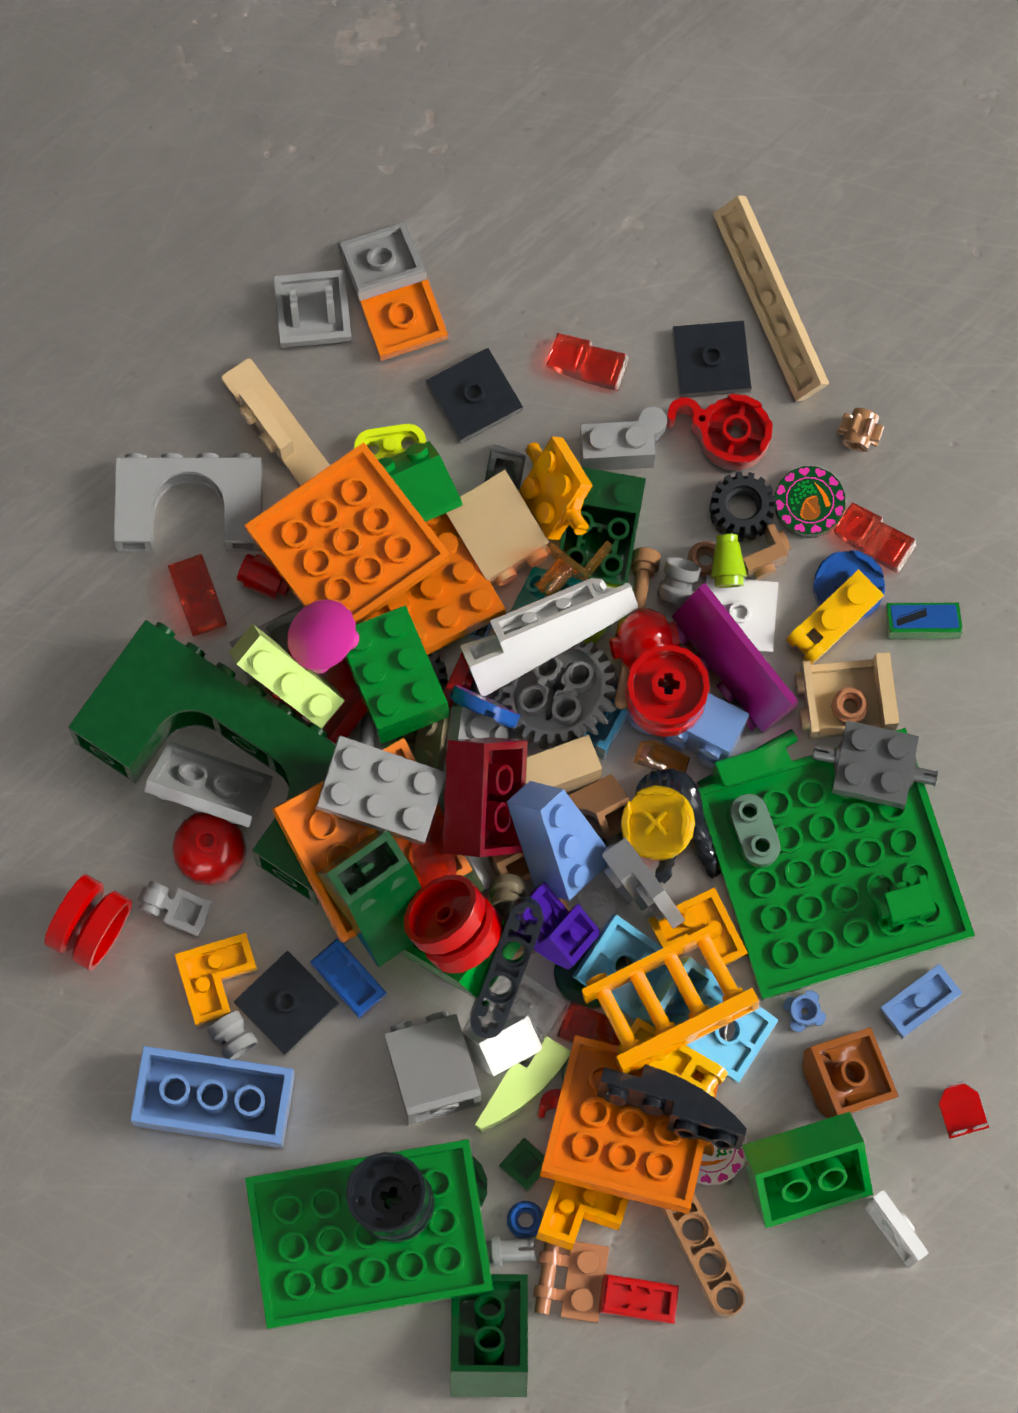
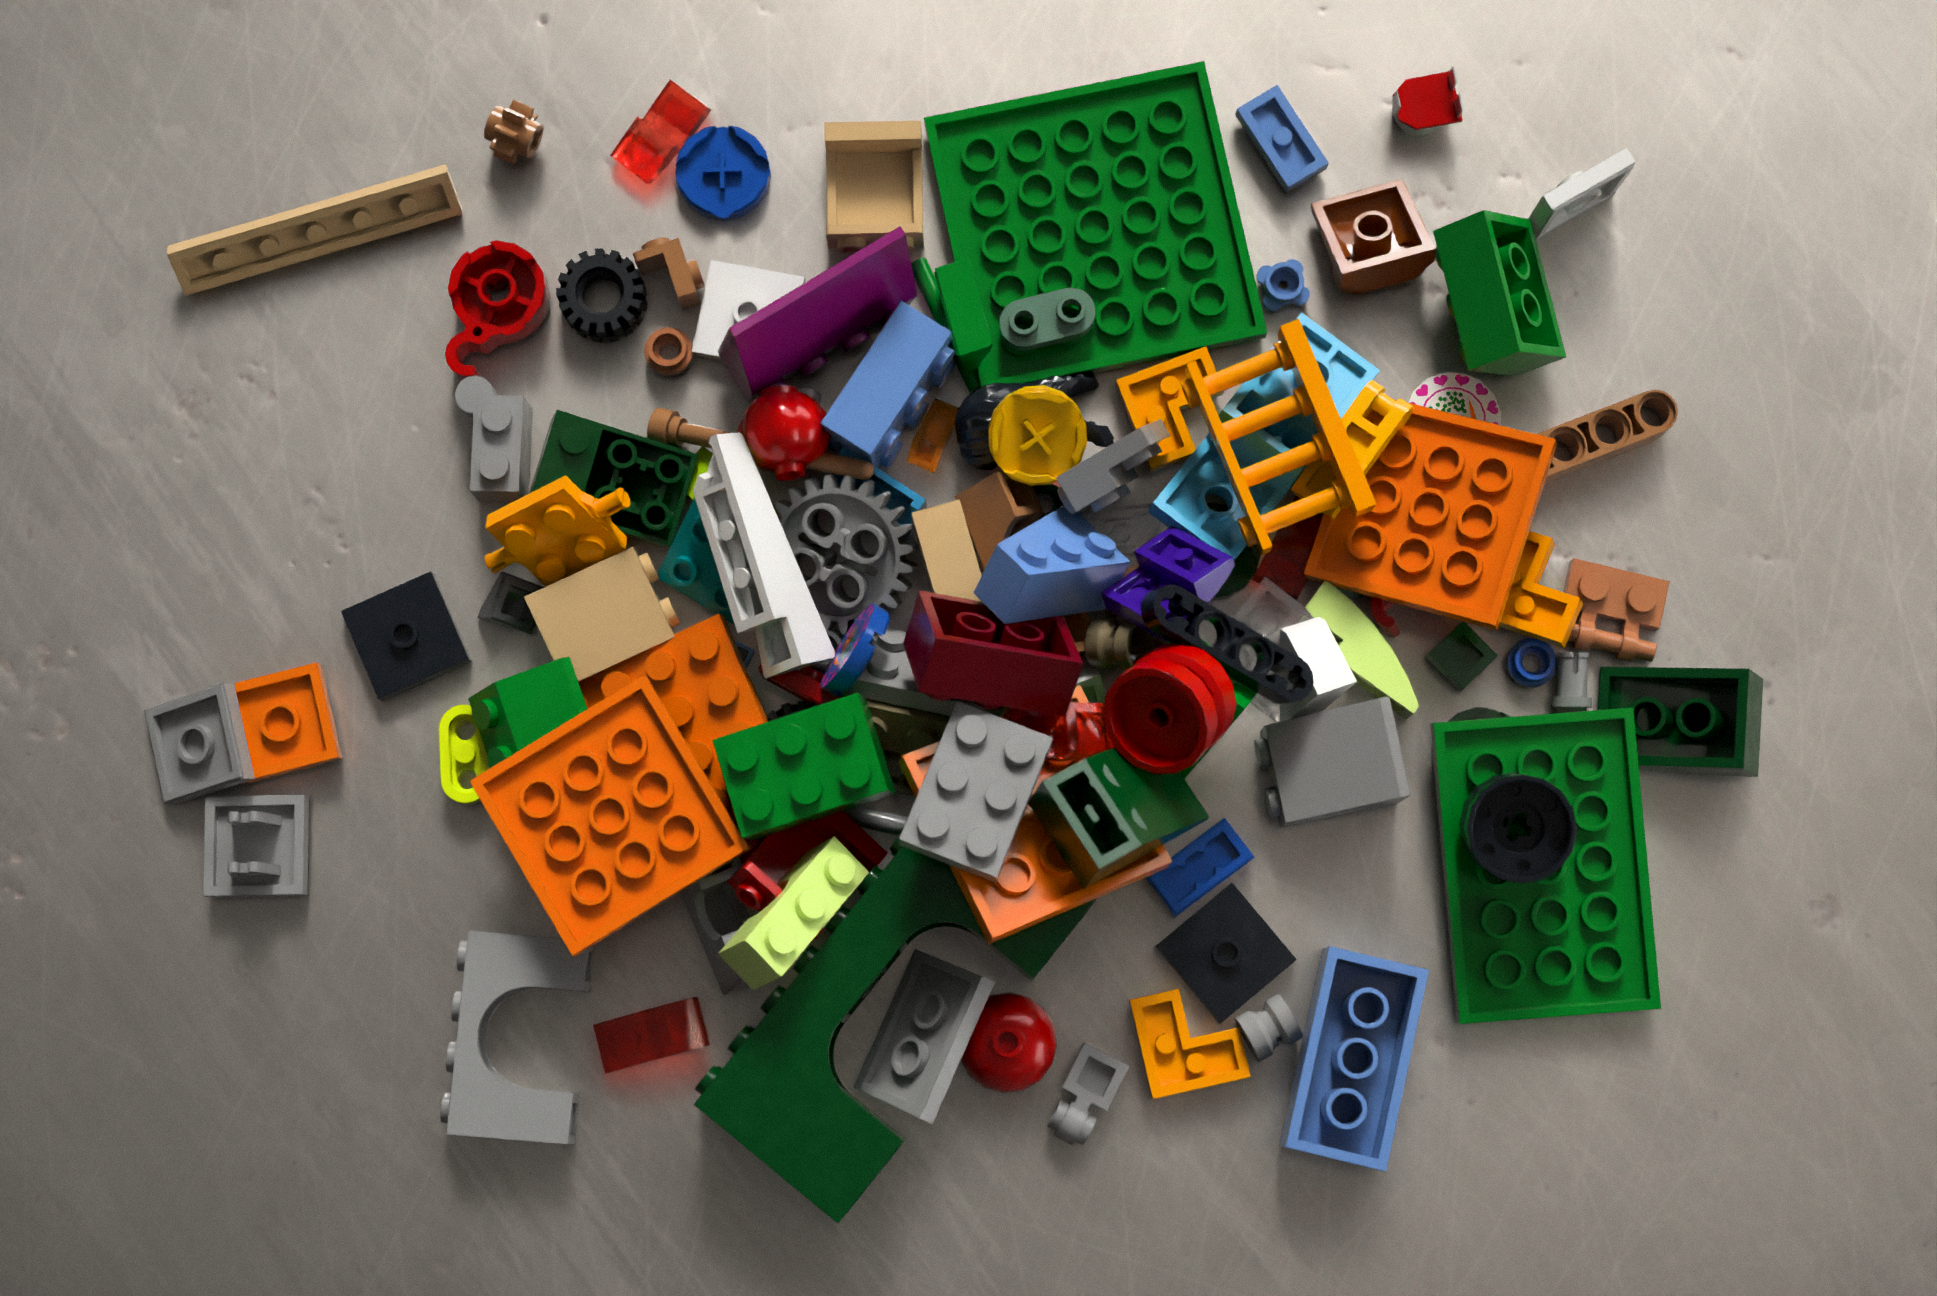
camera: 80 degrees left, 5 degrees up
(87, 922) = (1104, 1215): red wheel -> none
(261, 577) = (636, 943): red brick -> none
(273, 419) = (415, 909): tan bracket -> none
(322, 635) = (745, 857): dark pink dish -> none
(565, 567) = (671, 526): clear orange bracket -> none
(587, 363) = (377, 480): clear red slope -> none
(638, 1299) = (1642, 527): red plate -> none
(672, 669) = (861, 369): red wheel -> none
(679, 579) = (700, 386): light grey wheel -> none
(690, 1108) = (1419, 432): black slope -> none
(711, 359) = (391, 317): black plate -> none
(728, 563) = (681, 317): lime cone -> none
(809, 501) = (603, 209): dark green tile -> none
(836, 616) = (766, 189): yellow plate -> none
(855, 696) = (887, 171): nougat plate -> none
(875, 764) = (972, 158): dark grey plate -> none
(906, 902) = (1161, 134): green brick -> none
(924, 620) = (779, 82): slope -> none

